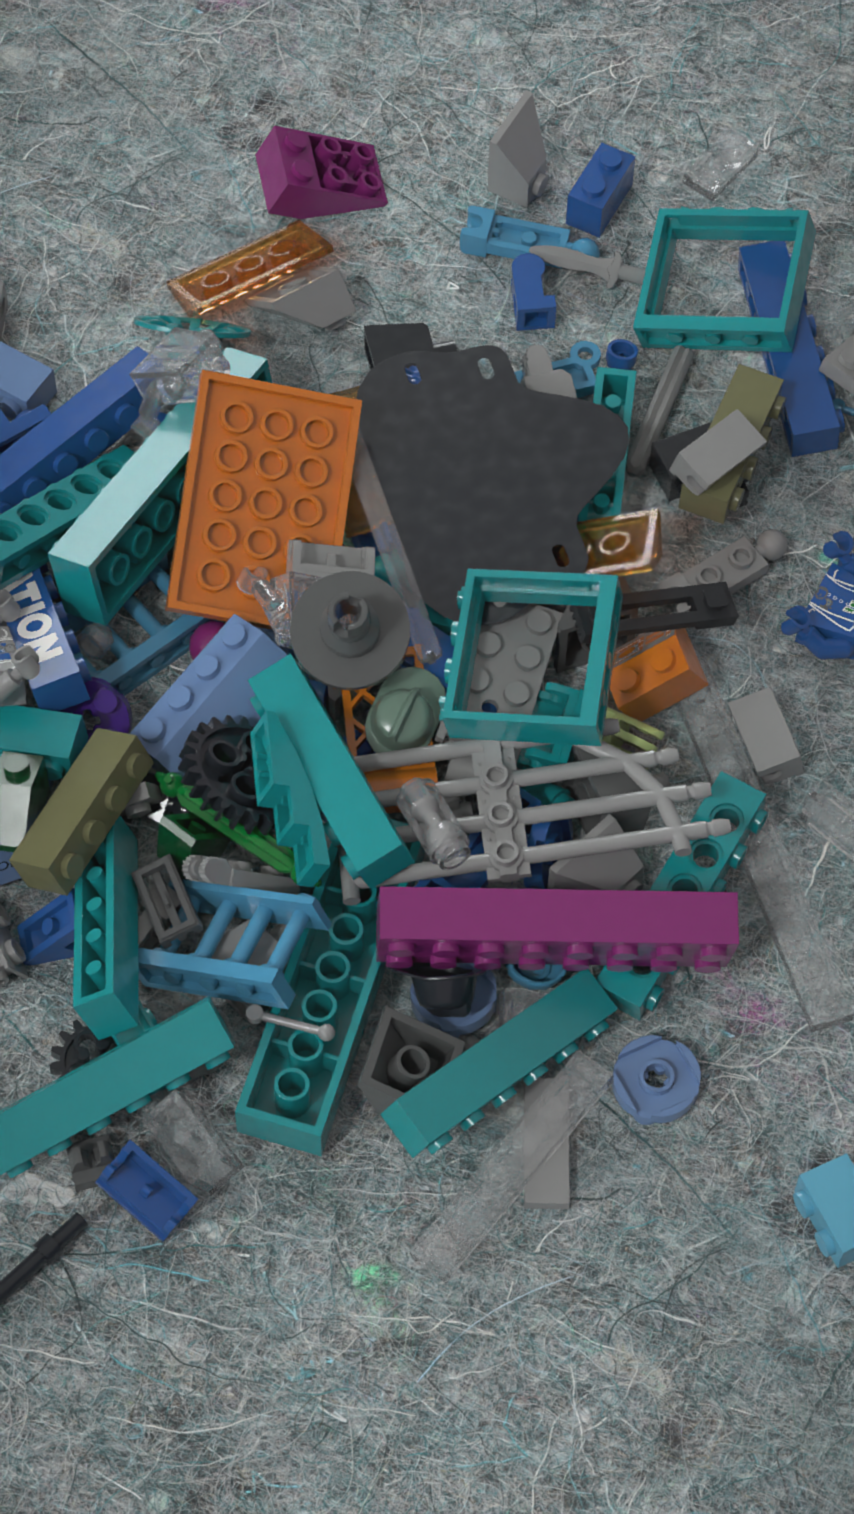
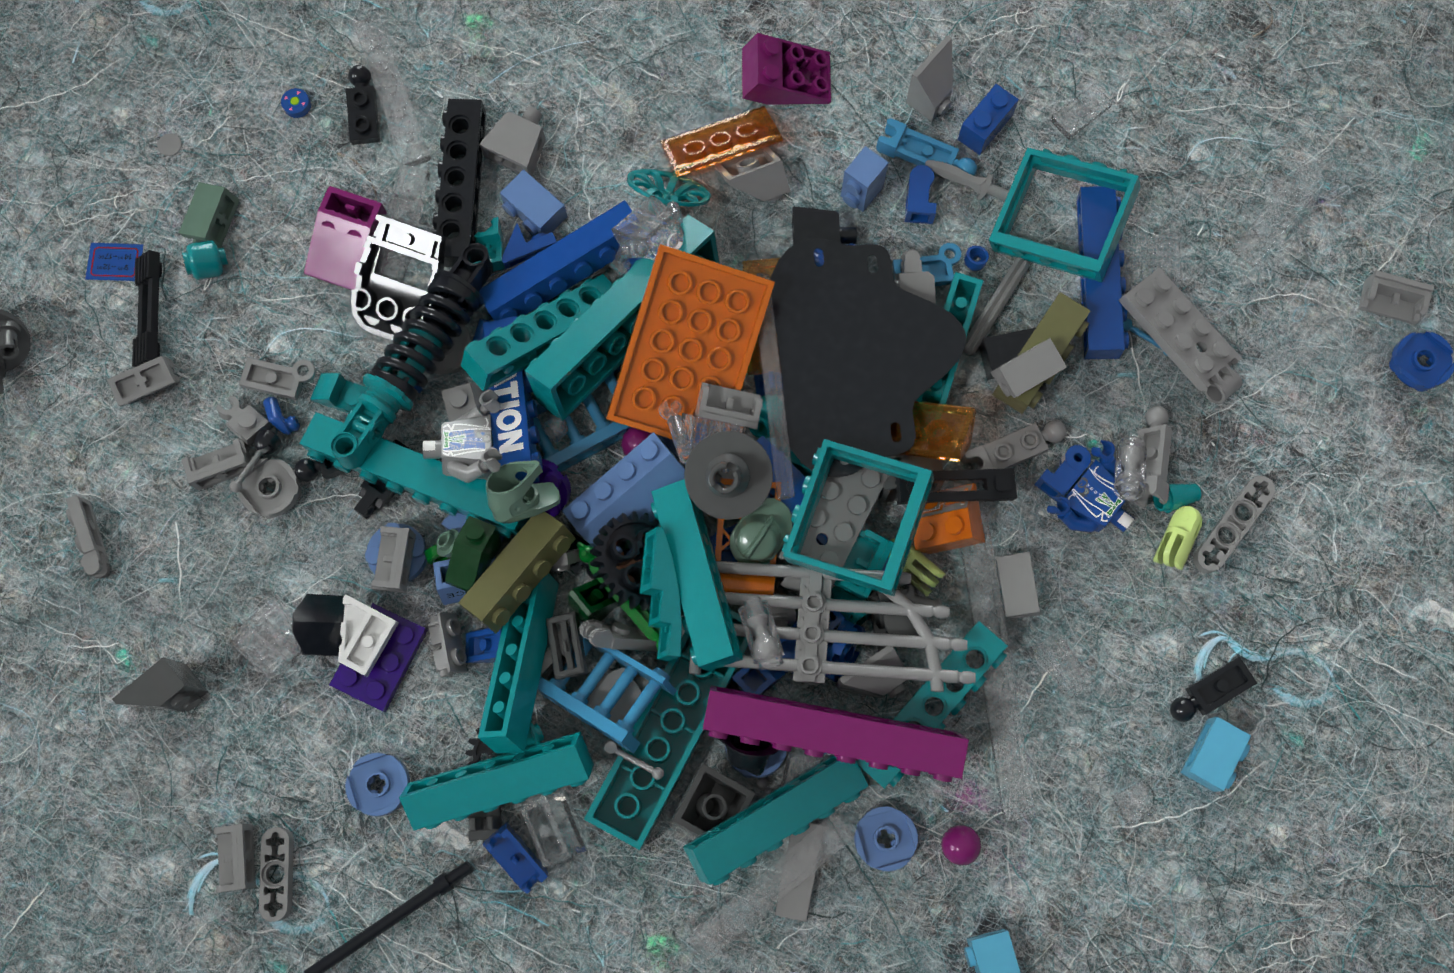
camera: 15 degrees right, 15 degrees up
(66, 711) = (516, 499): none -> sand green helmet
(452, 280) = (863, 179): none -> medium blue brick
(760, 1067) = (961, 845): none -> magenta piece
(802, 583) = (1071, 467): none -> blue leg

